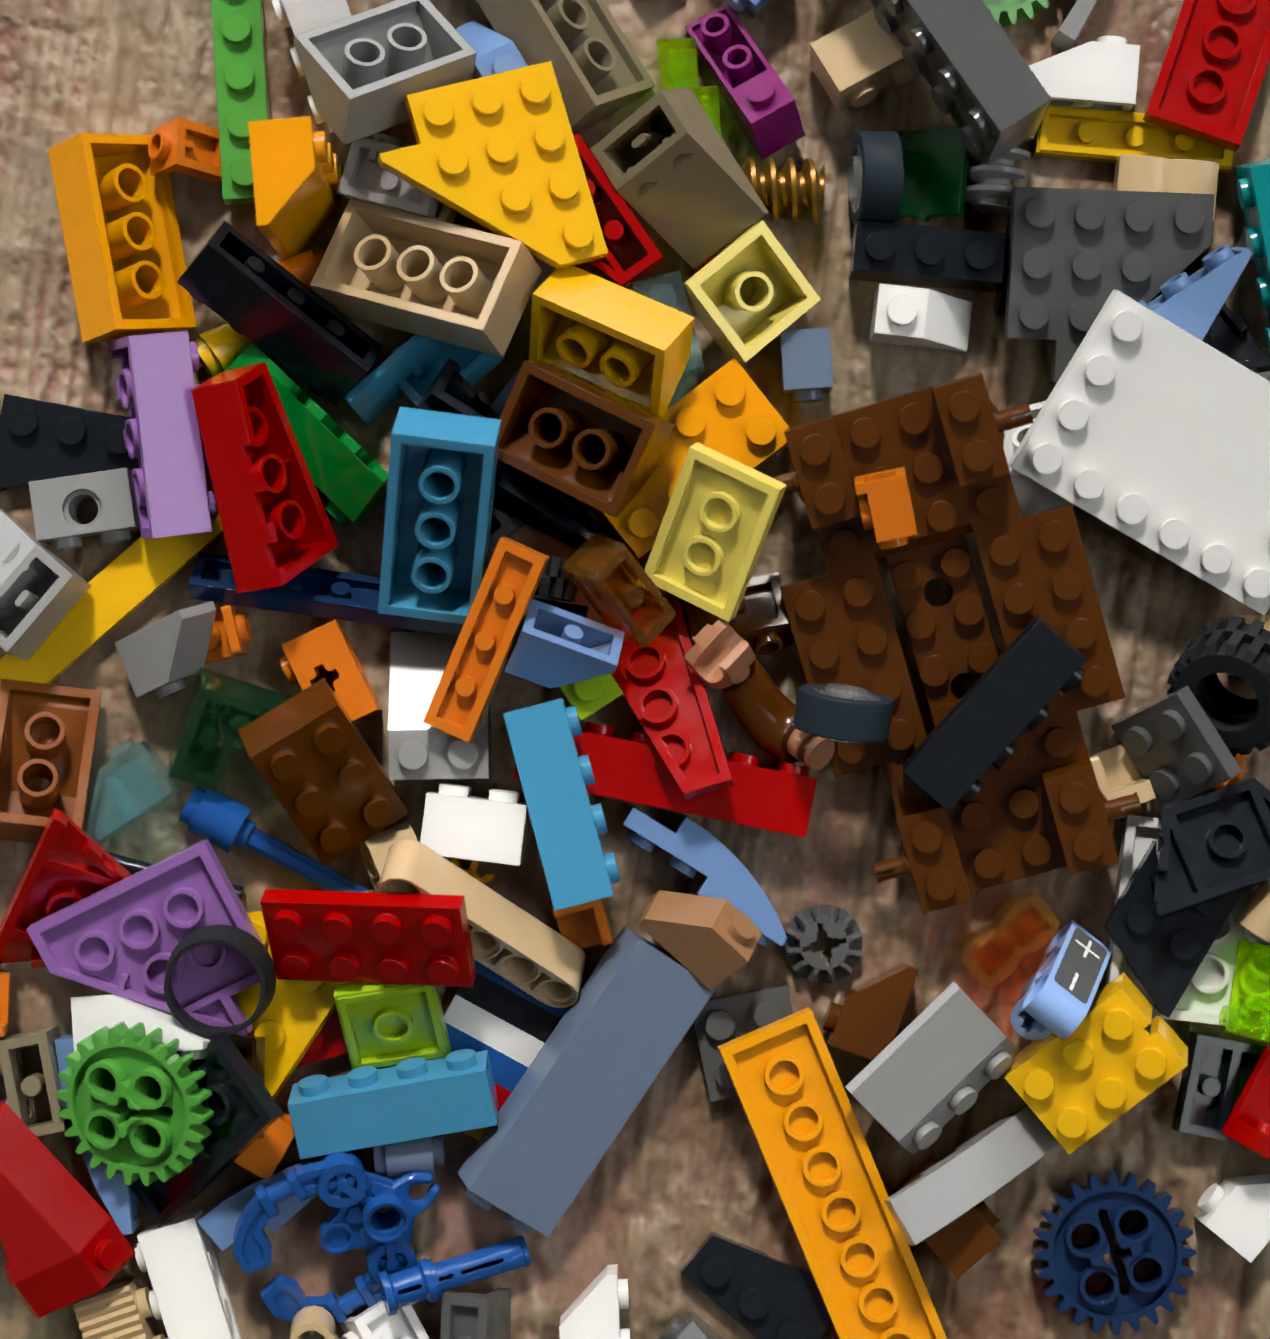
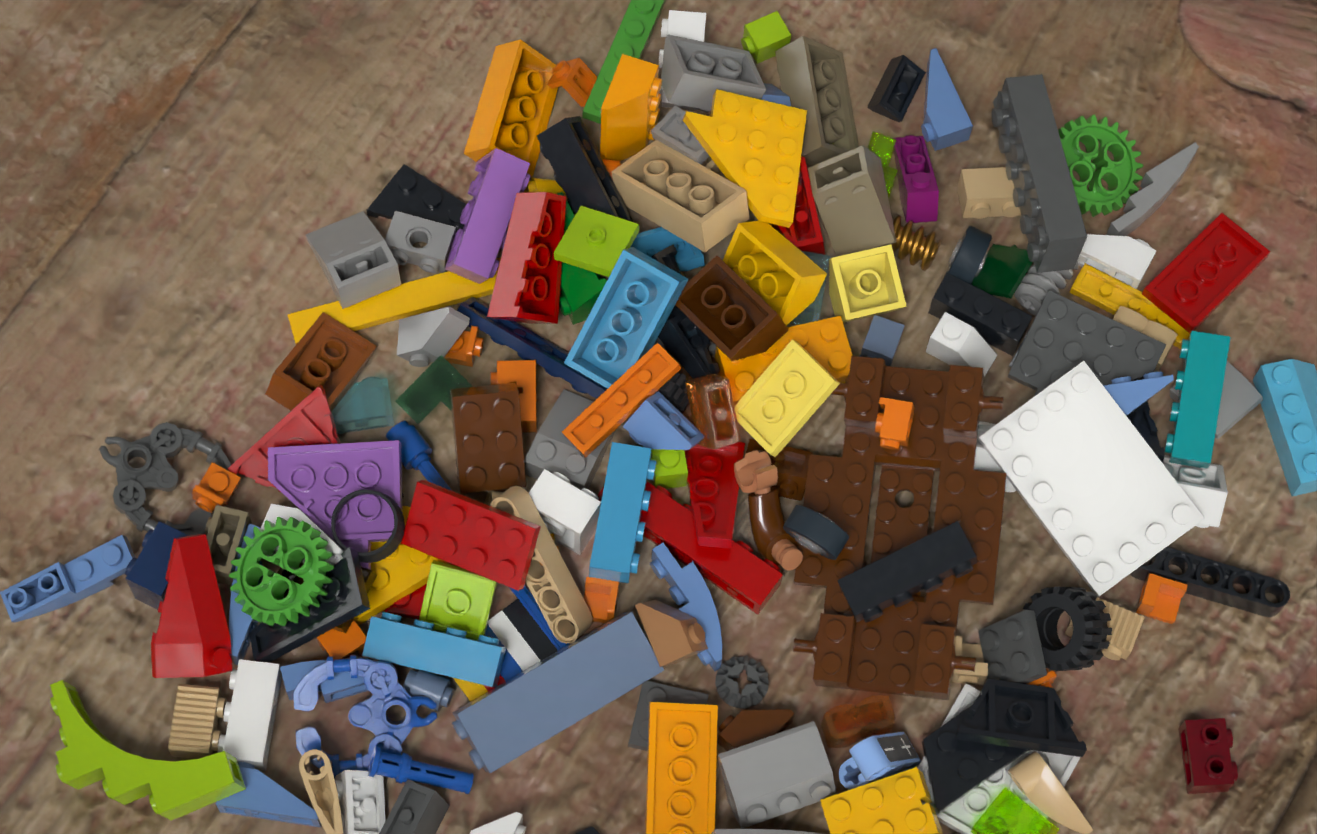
camera: 20 degrees right, 20 degrees down
(340, 410) = (595, 241): none -> lime plate

